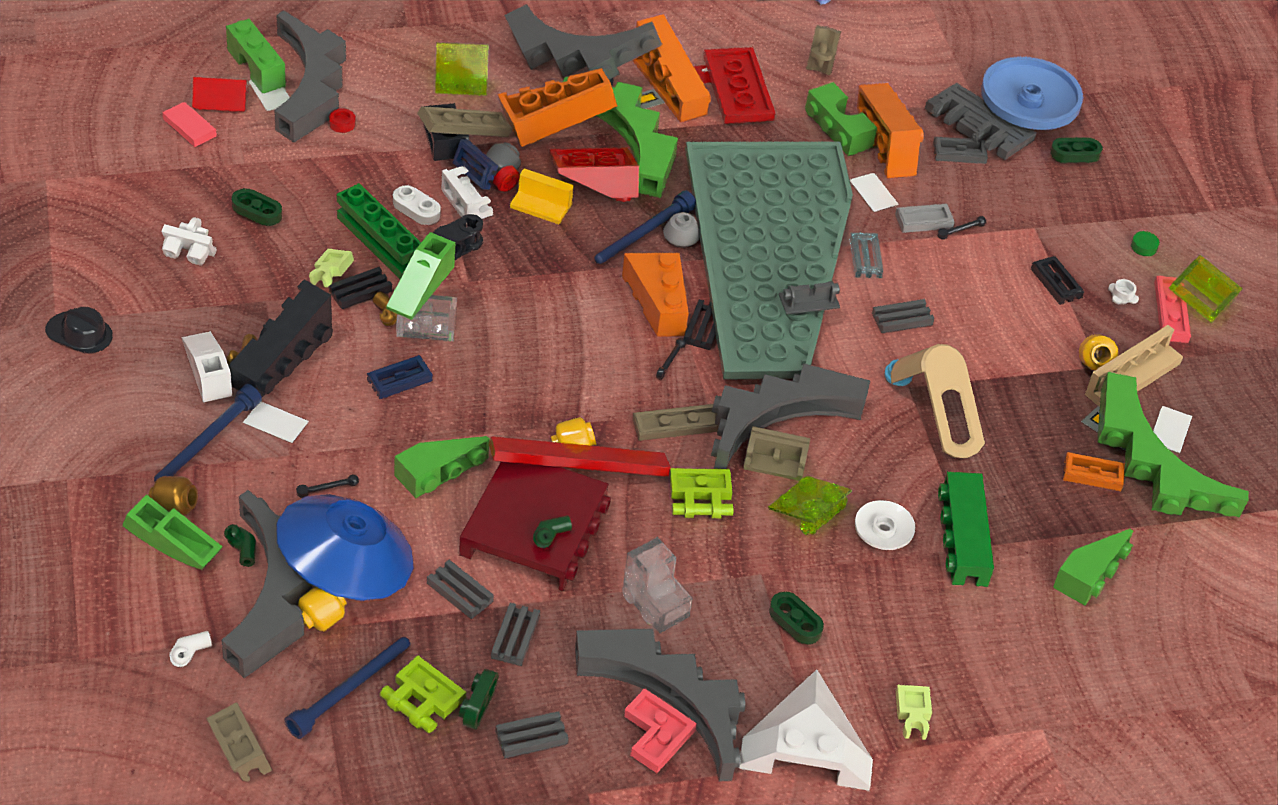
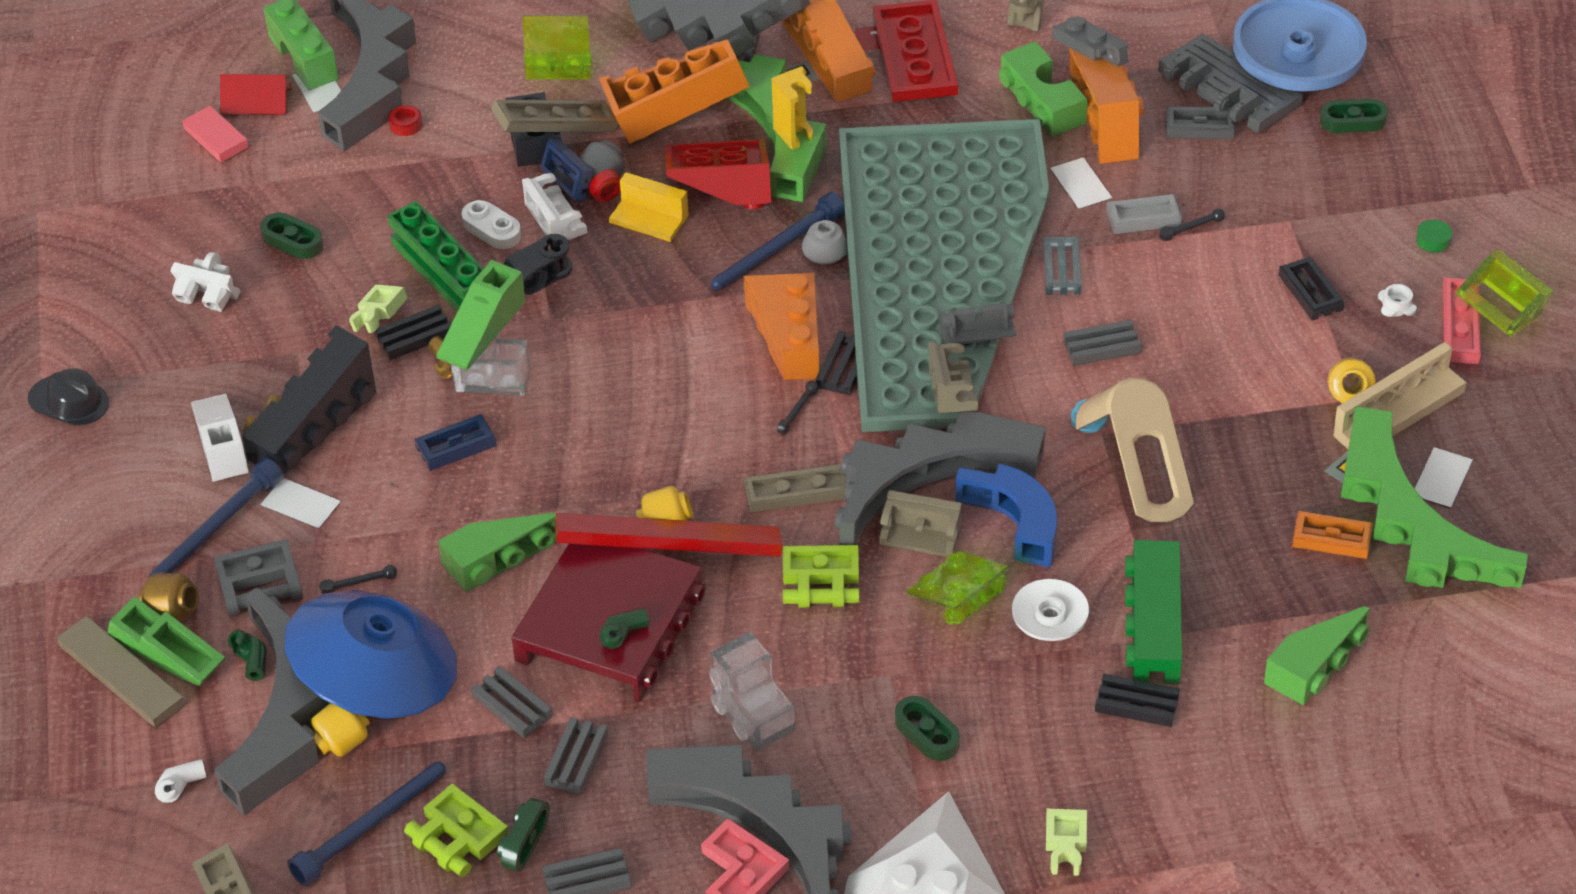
camera: 10 degrees right, 0 degrees up
(135, 556) = (120, 671): none -> dark tan tile
(242, 474) = (254, 568): none -> dark grey plate
(653, 122) = (790, 106): none -> yellow hinge
(793, 340) = (950, 379): none -> dark tan hinge
(855, 438) = (1021, 500): none -> blue arch
(877, 83) = (1091, 41): none -> dark grey hinge
(958, 595) = (1138, 695): none -> black tile

